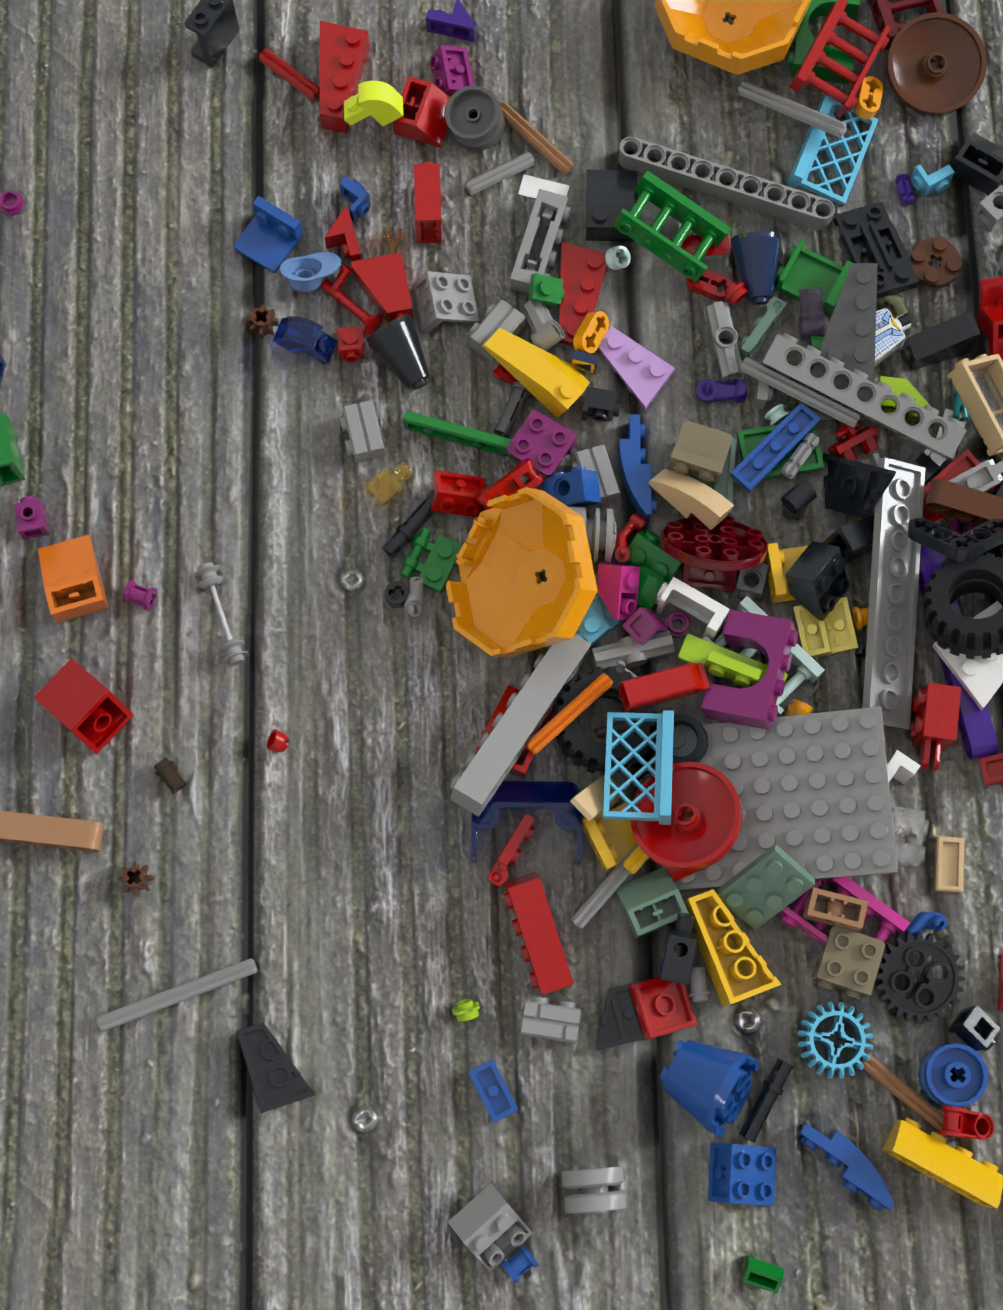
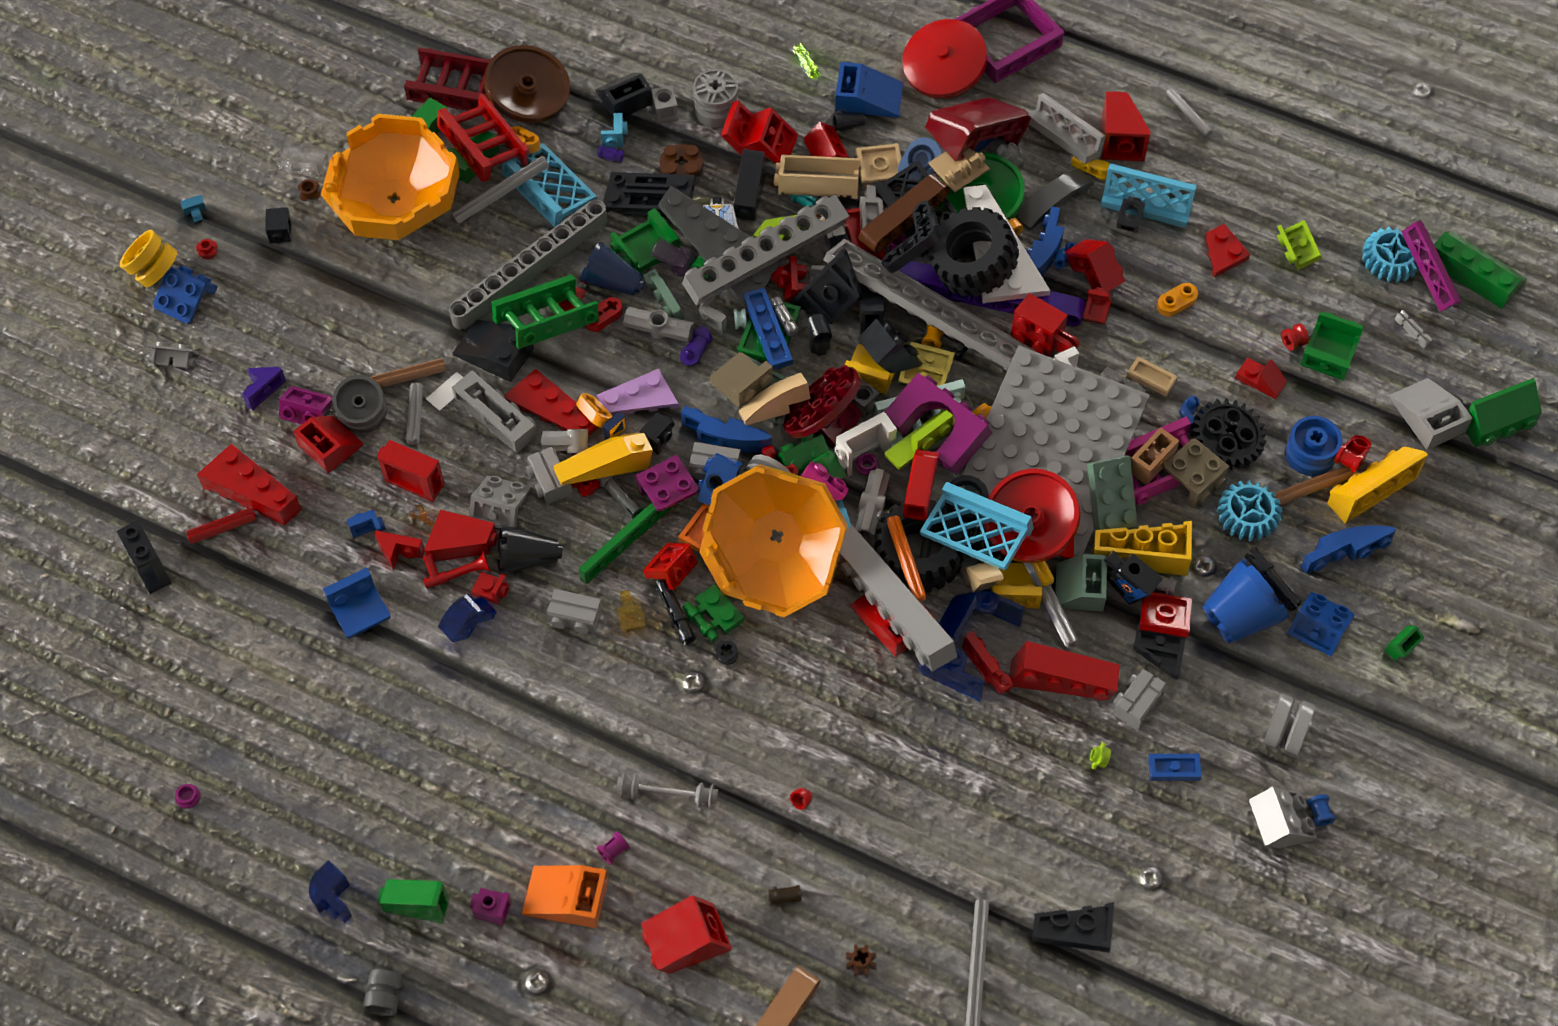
camera: 60 degrees left, 15 degrees down
(267, 317) = (426, 637): reddish brown gear -> none
(309, 271) = (409, 584): medium blue piece -> none
(374, 99) = (300, 462): neon yellow brick -> none
(415, 598) = (743, 643): light grey arm -> none
(511, 483) = (691, 520): red plate -> none
(546, 290) = (540, 421): green bracket -> none
(613, 261) = (542, 364): light aqua bush -> none
(644, 625) = (860, 481): magenta panel -> none
(735, 292) = (625, 297): red plate -> none
(800, 392) = (734, 290): light grey axle -> none
(975, 1028) = (1283, 415): black brick -> none

